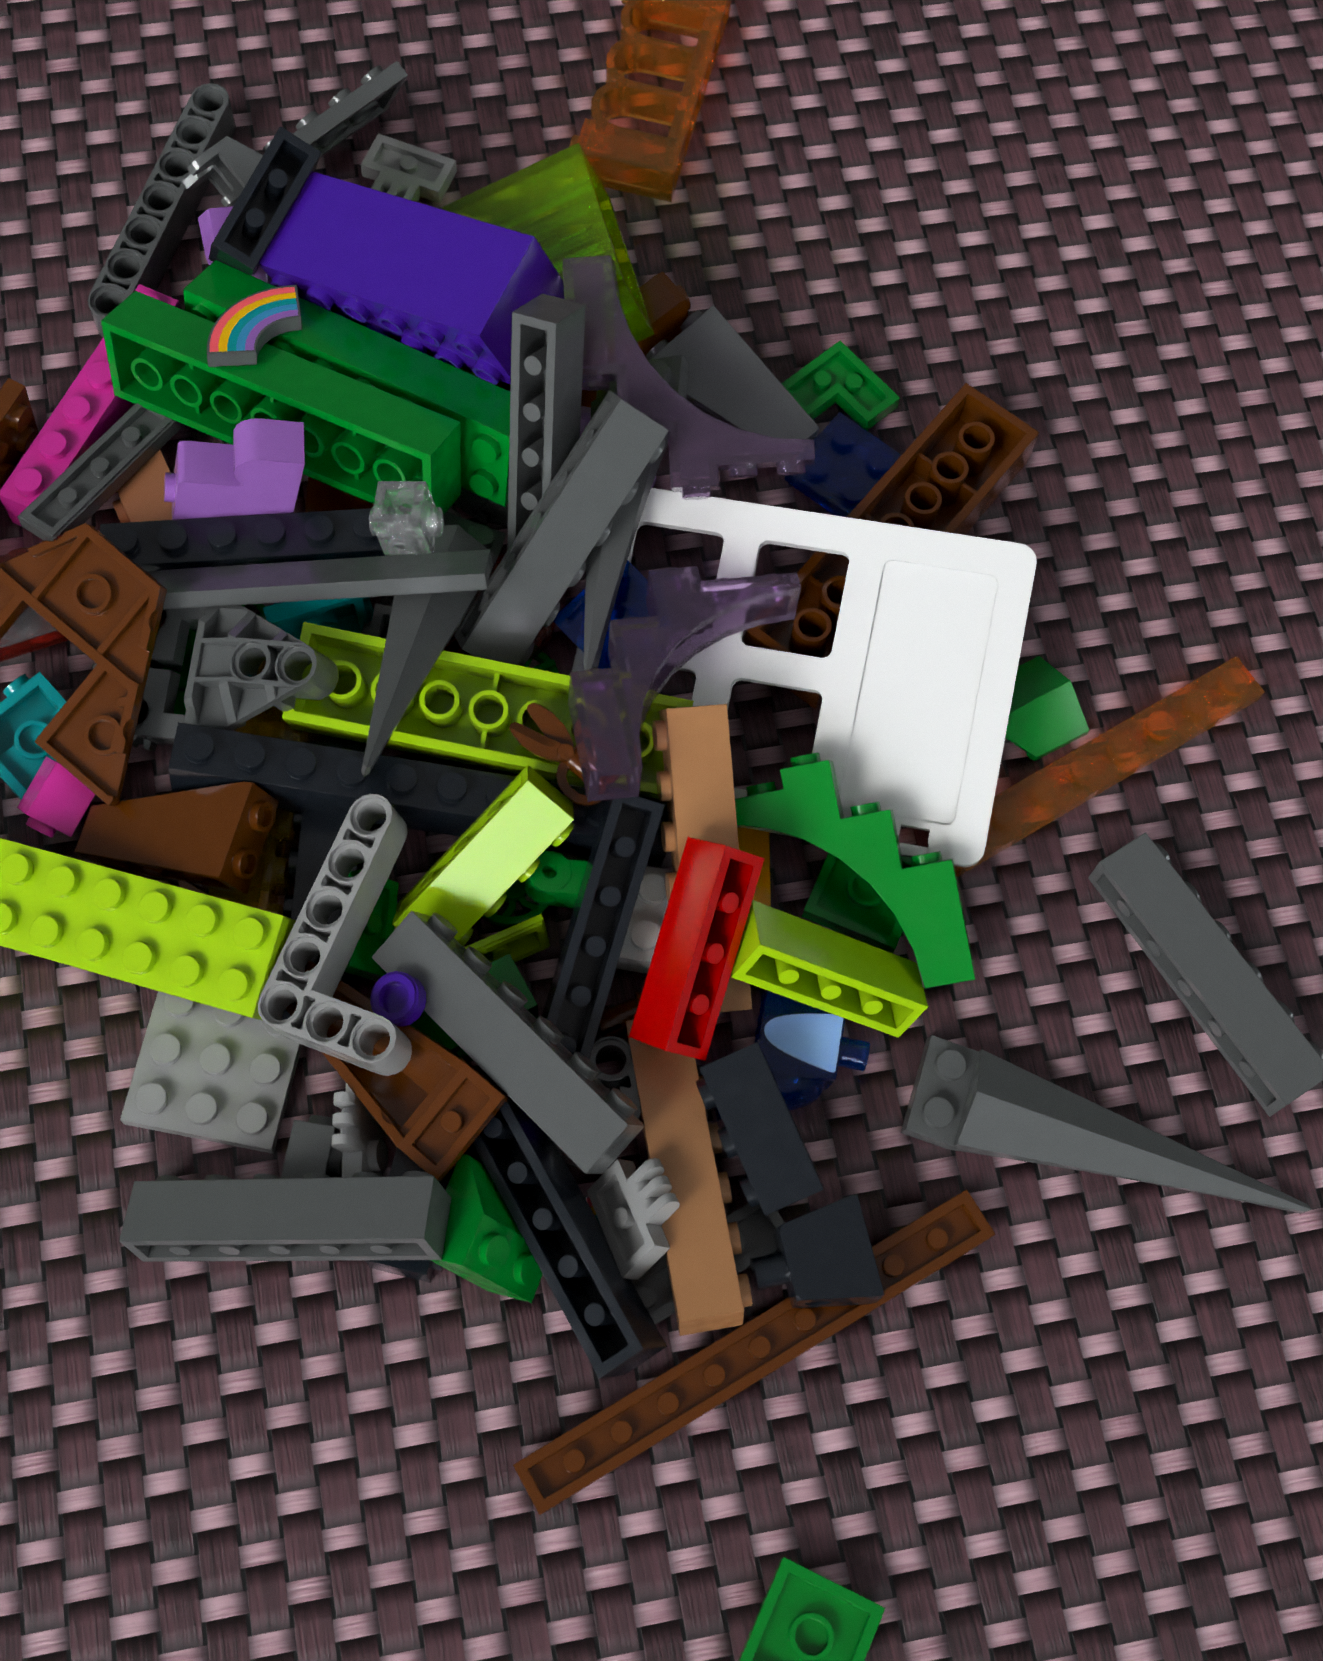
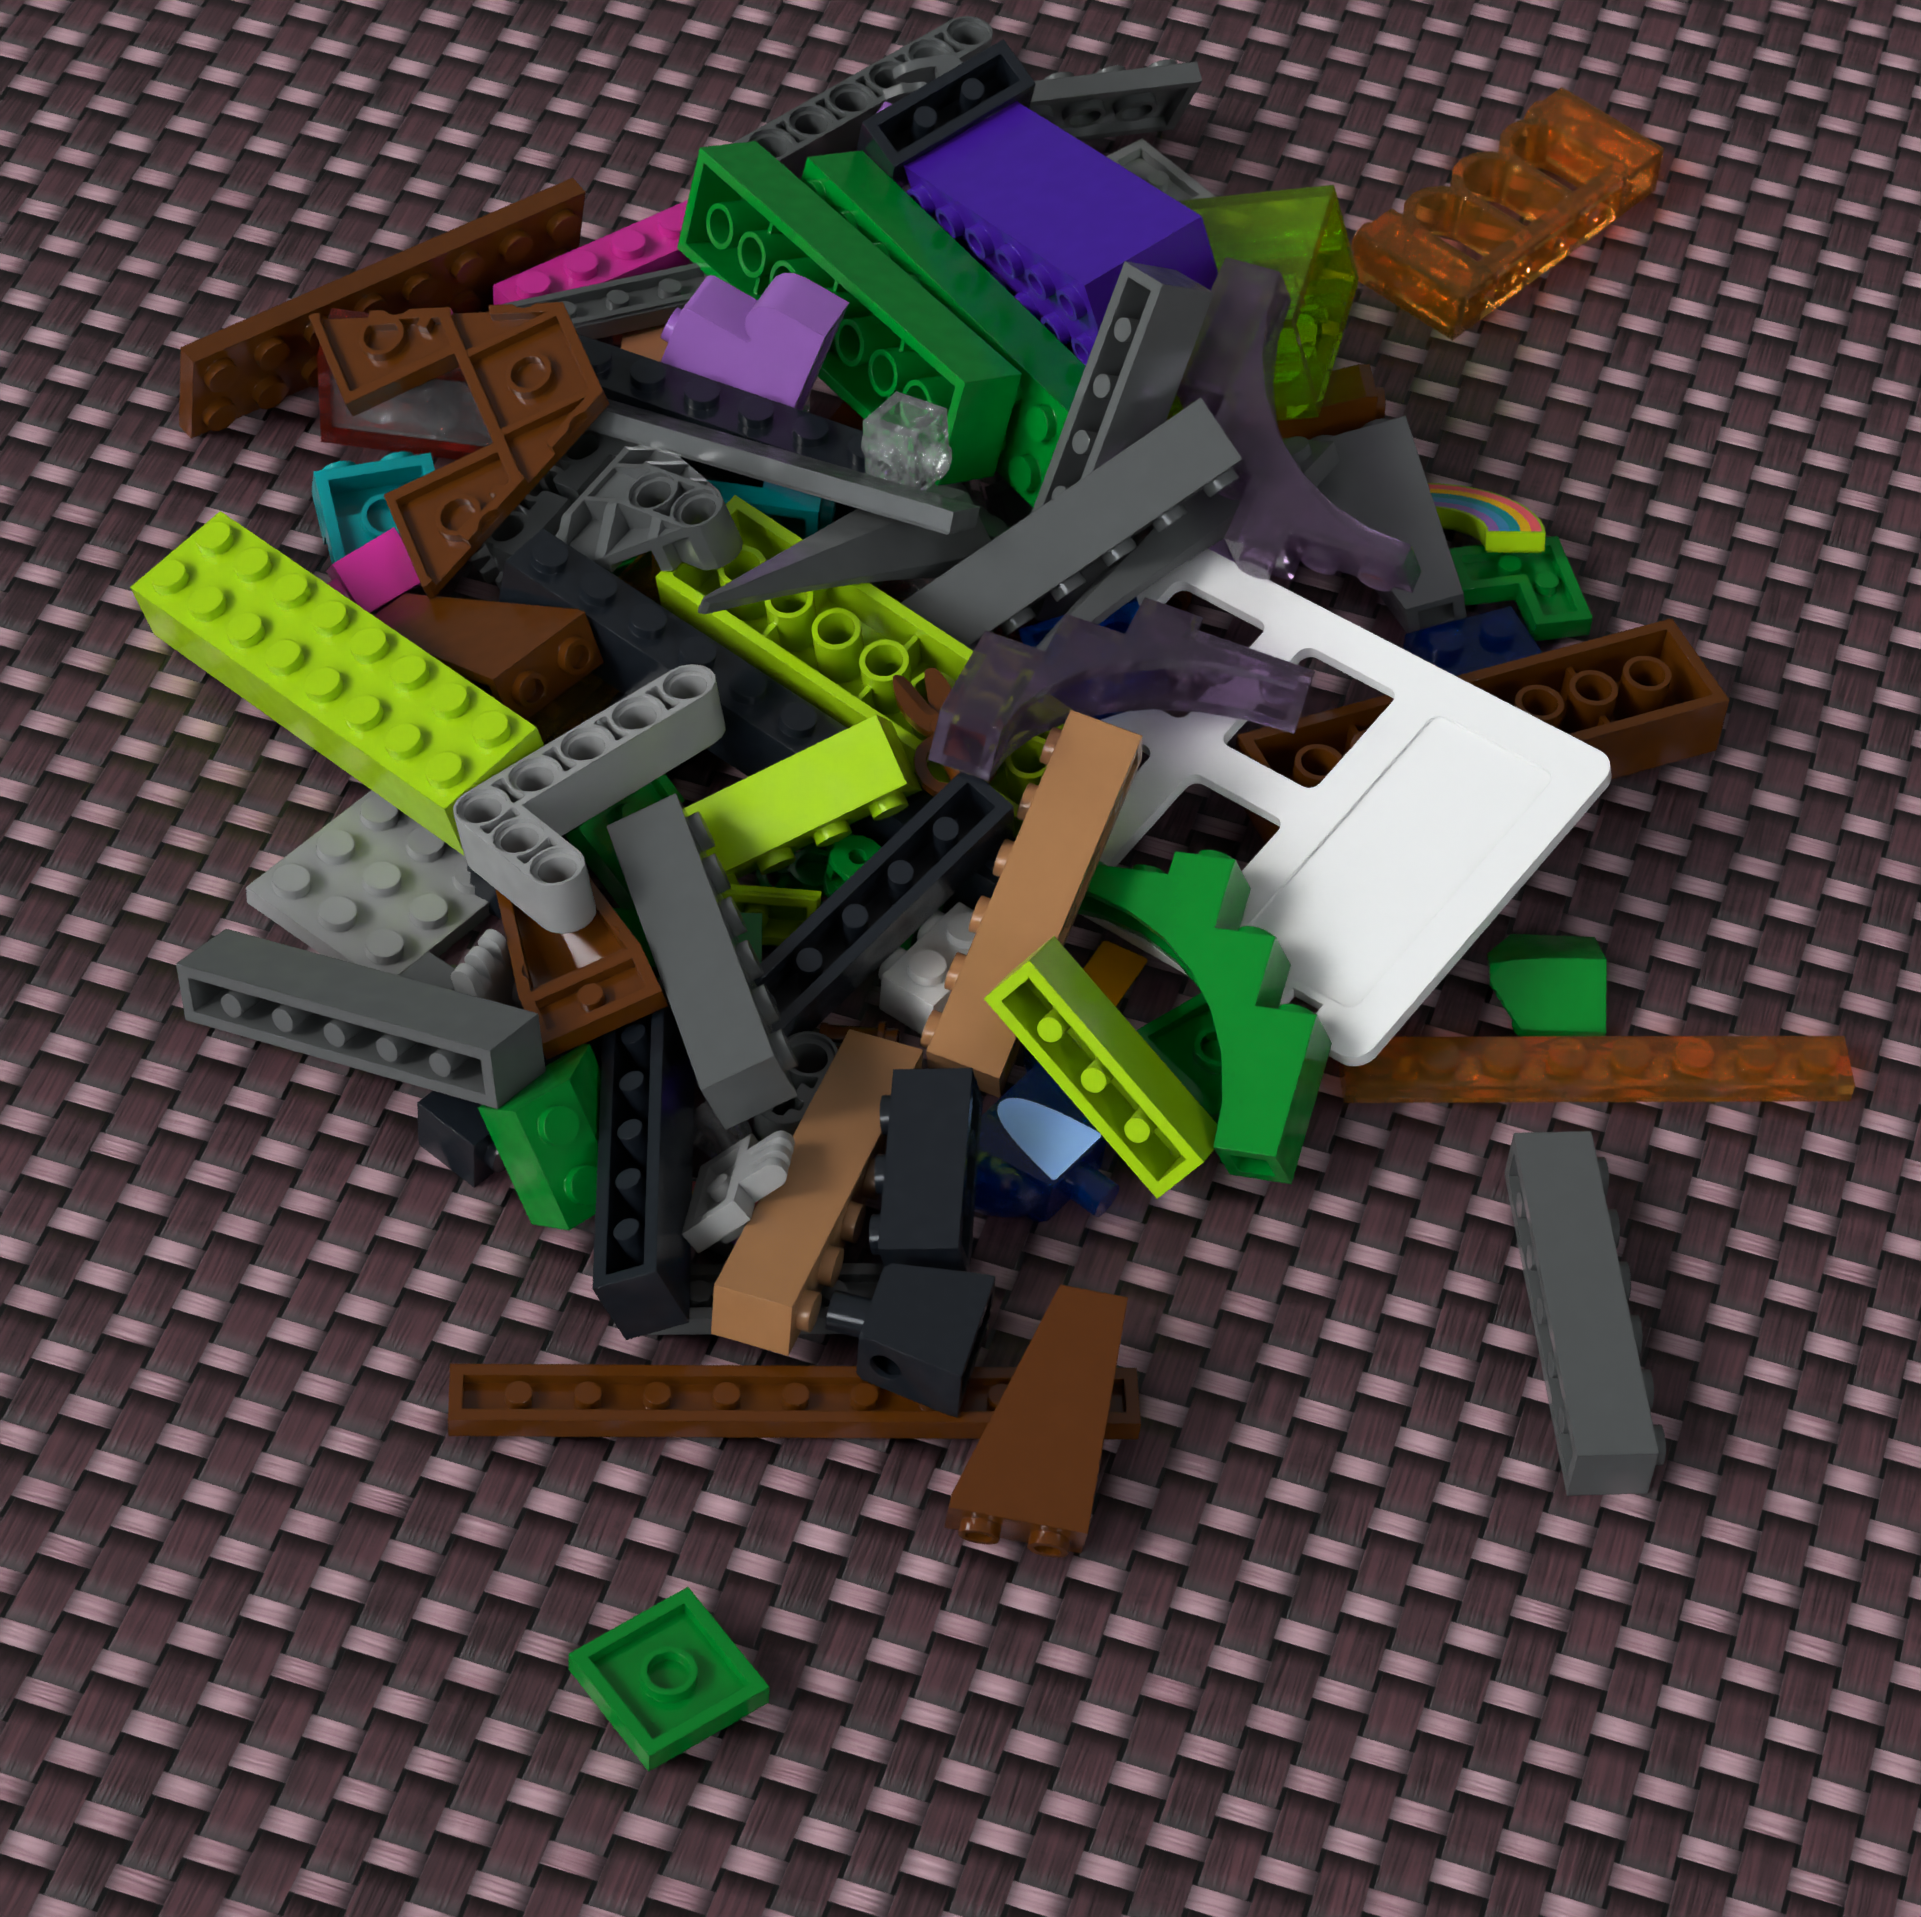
camera: 30 degrees right, 20 degrees down
(251, 324) = (857, 207): tile -> none
(398, 998) = (612, 864): dark purple tile -> none
(696, 948) = (963, 955): red brick -> none
(793, 348) = (1488, 517): none -> tile
(951, 1291) = (1045, 1440): none -> reddish brown slope
(999, 1110) = (1243, 1332): dark grey plate -> none

